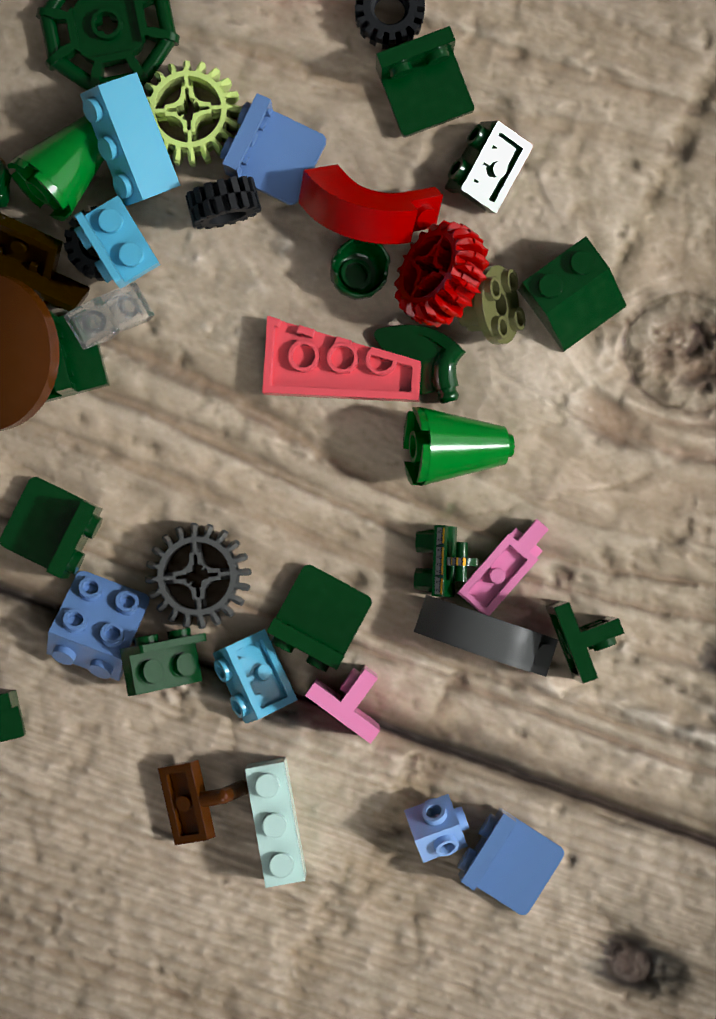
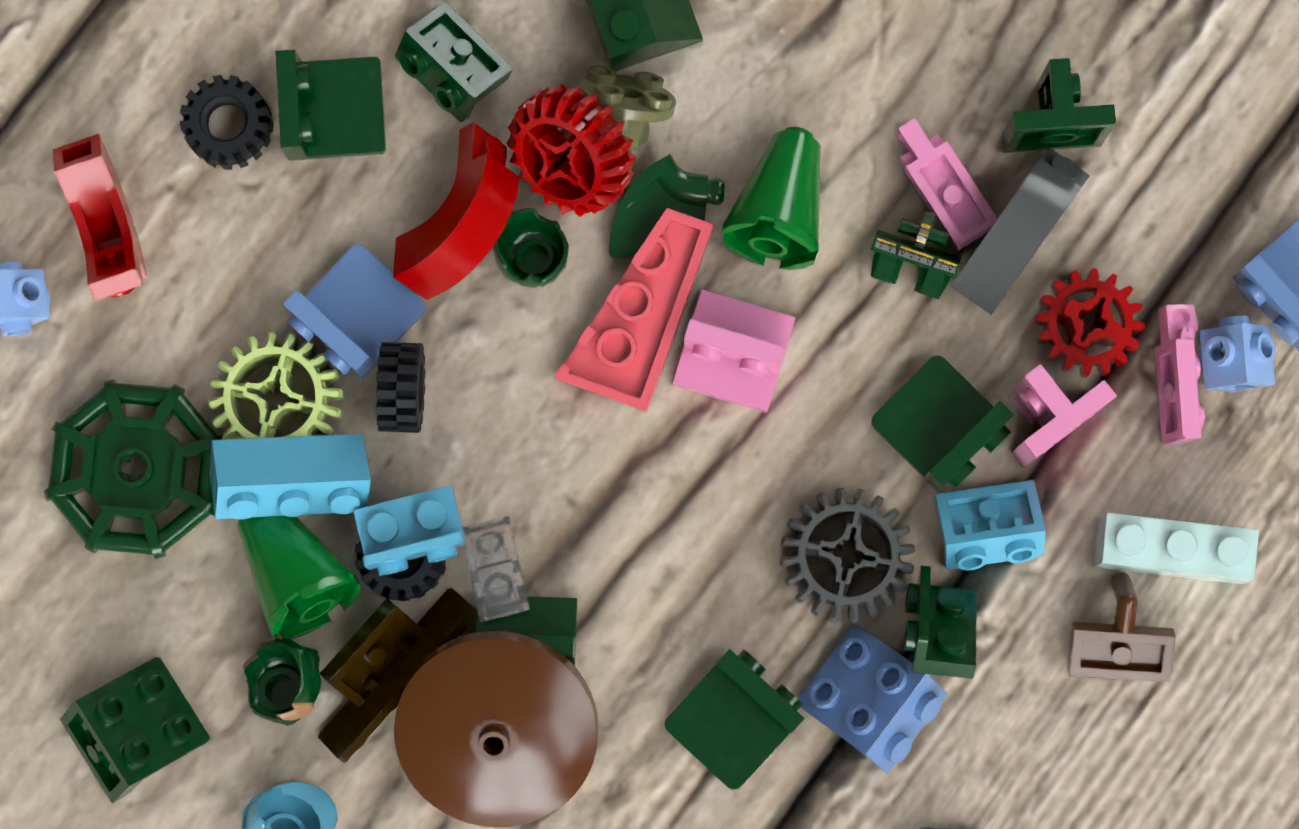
camera: 70 degrees left, 5 degrees down
(329, 445) = (733, 351): none -> bright pink bracket
(410, 786) = (1177, 375): none -> bright pink hinge
(427, 725) = (1071, 314): none -> red gear

